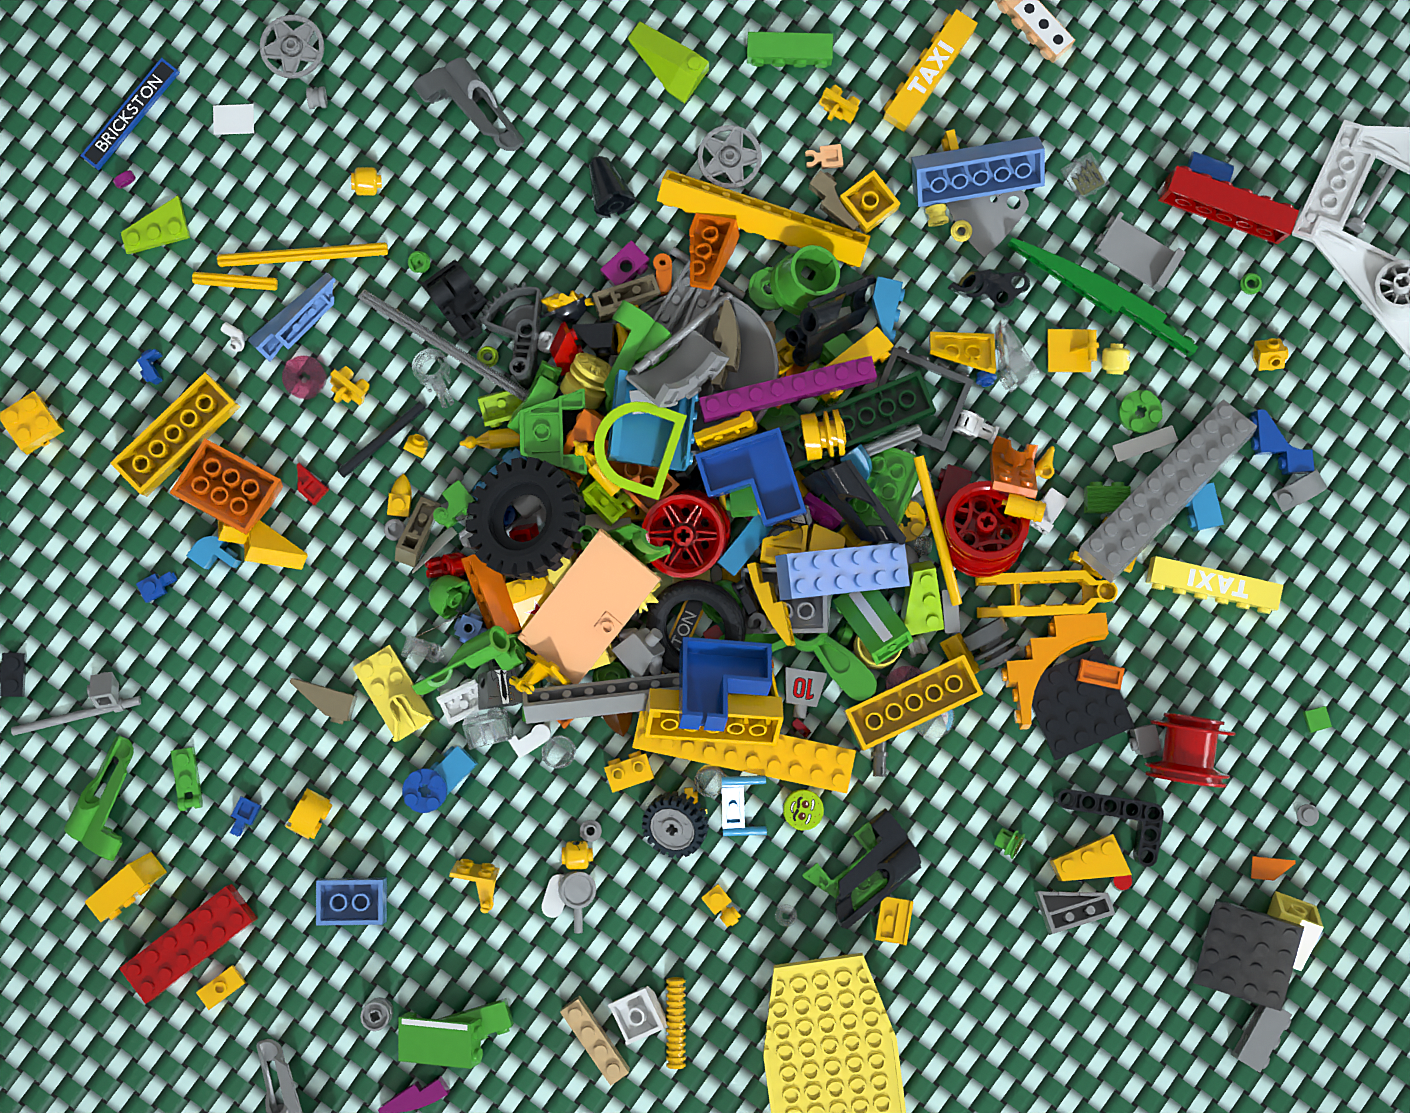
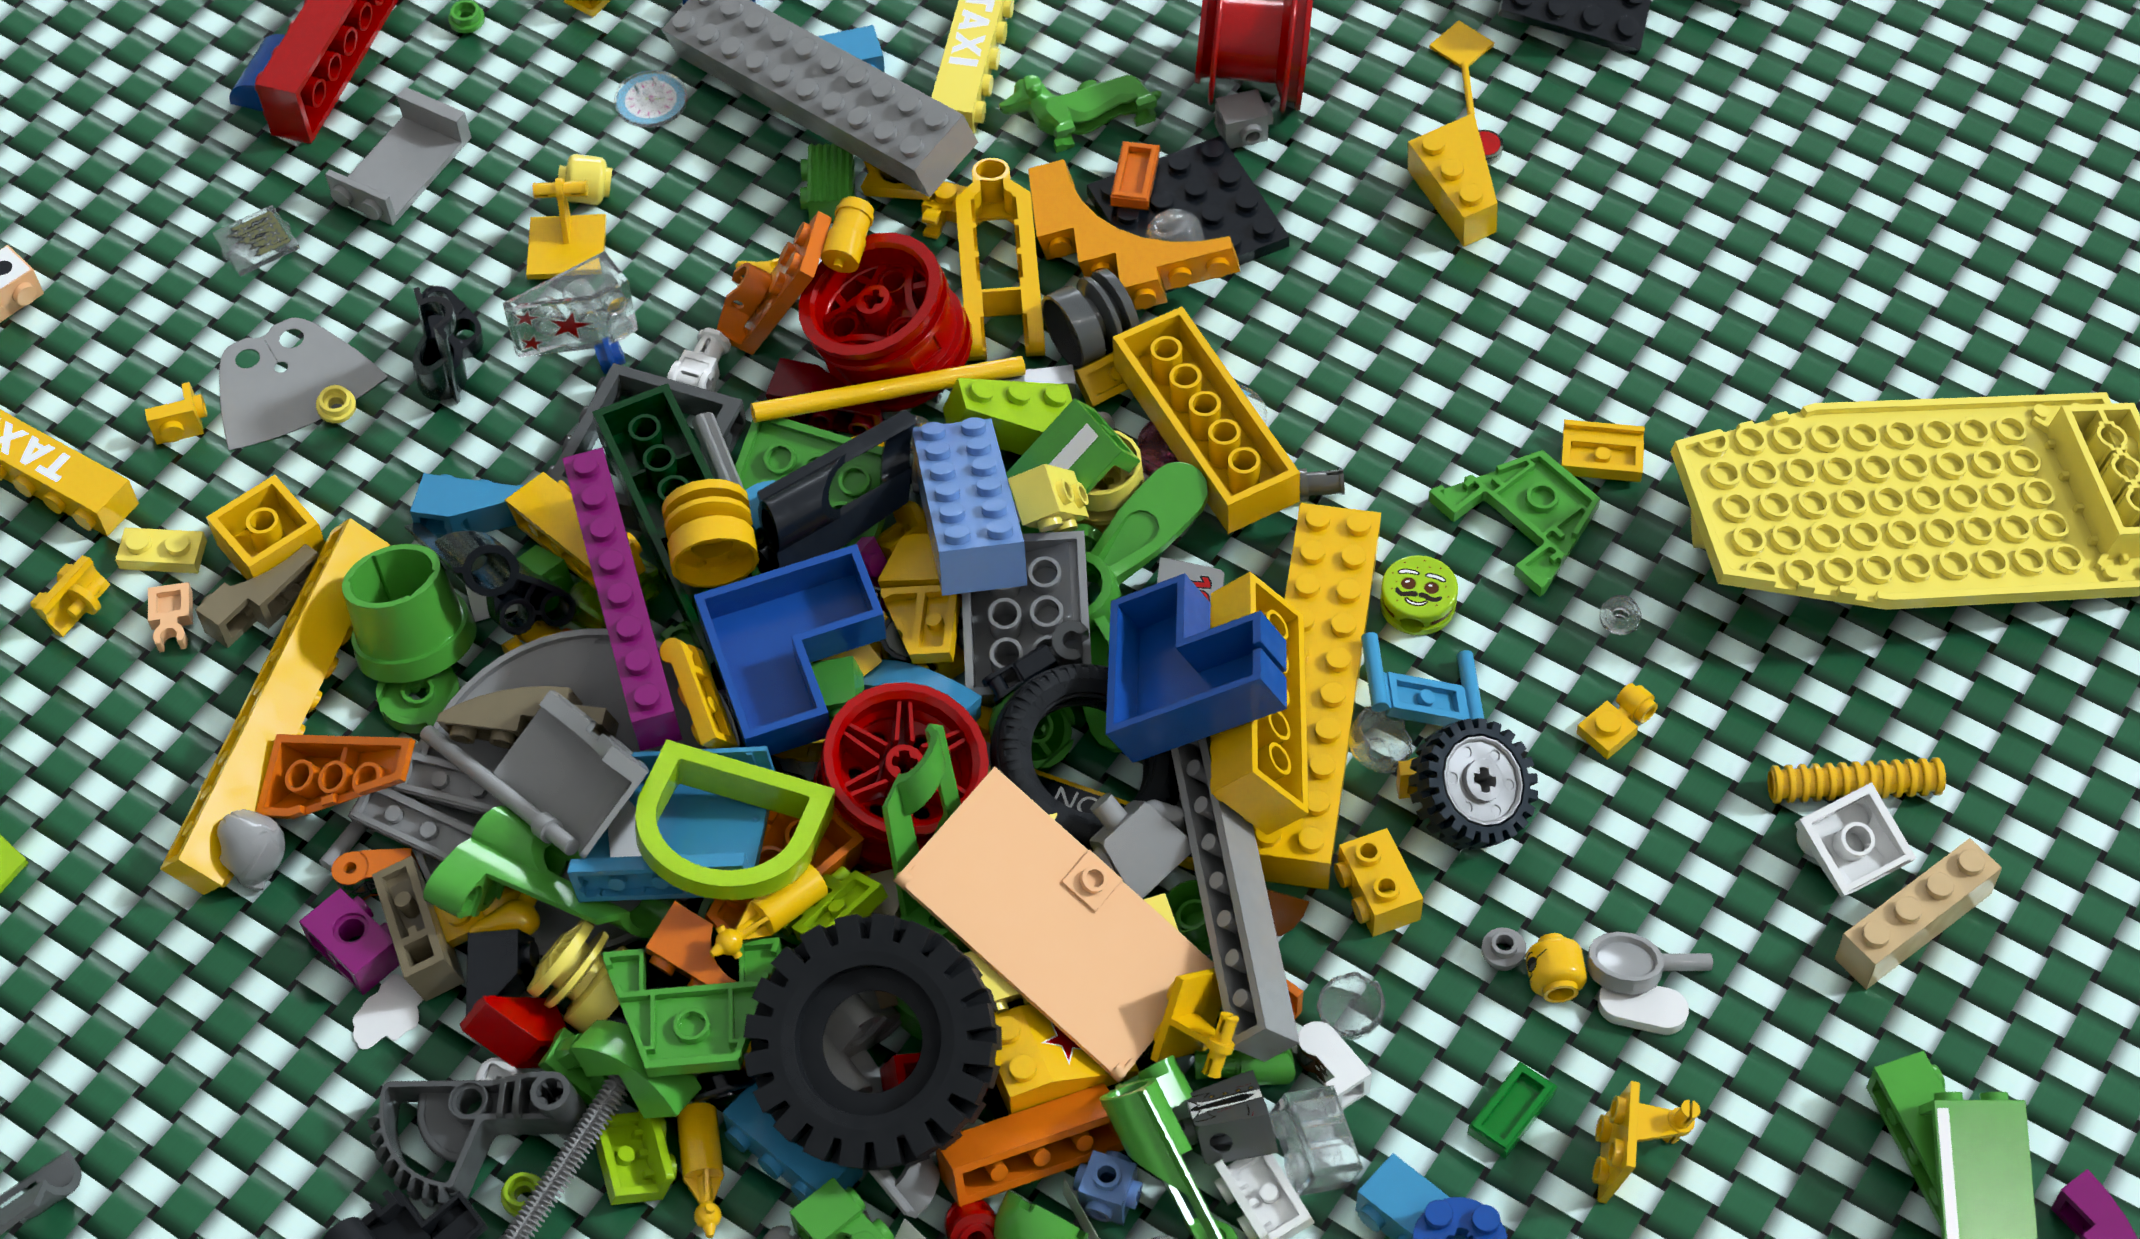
camera: 85 degrees left, 30 degrees down
(504, 825) = (1512, 1110): none -> green tile
(565, 307) = (430, 1038): hair -> none
(588, 283) = (387, 1013): none -> white sticker
(609, 189) = (183, 973): black cone -> none
(677, 212) = (251, 847): none -> light grey hair
(713, 632) = (1099, 761): red sticker -> none
(729, 156) = (148, 766): light grey wheel -> none
(776, 611) = (1034, 626): yellow slope -> none
(844, 614) = (1049, 498): none -> light yellow brick
(870, 147) = (161, 550): none -> light yellow plate
(894, 858) = (1499, 442): black panel -> none
(937, 215) = (302, 438): light yellow wheel -> none
(965, 348) = (554, 384): yellow wing -> none
(978, 171) = (229, 370): medium blue brick -> none
(1009, 841) = (1439, 287): bright green piece -> none
(1050, 694) = (1175, 226): none -> clear hair
(1072, 909) = (1547, 198): light grey wedge -> none
(1105, 294) = (467, 201): green slope -> none
(1119, 810) = (1376, 111): black beam -> none
(1145, 443) = (733, 146): white sticker -> none
(1152, 412) = (675, 134): bright green plate -> none
(1156, 647) = (1083, 109): none -> bright green animal
(1184, 394) = (650, 98): none -> clear piece
(1204, 876) = (1462, 47): none -> yellow piece

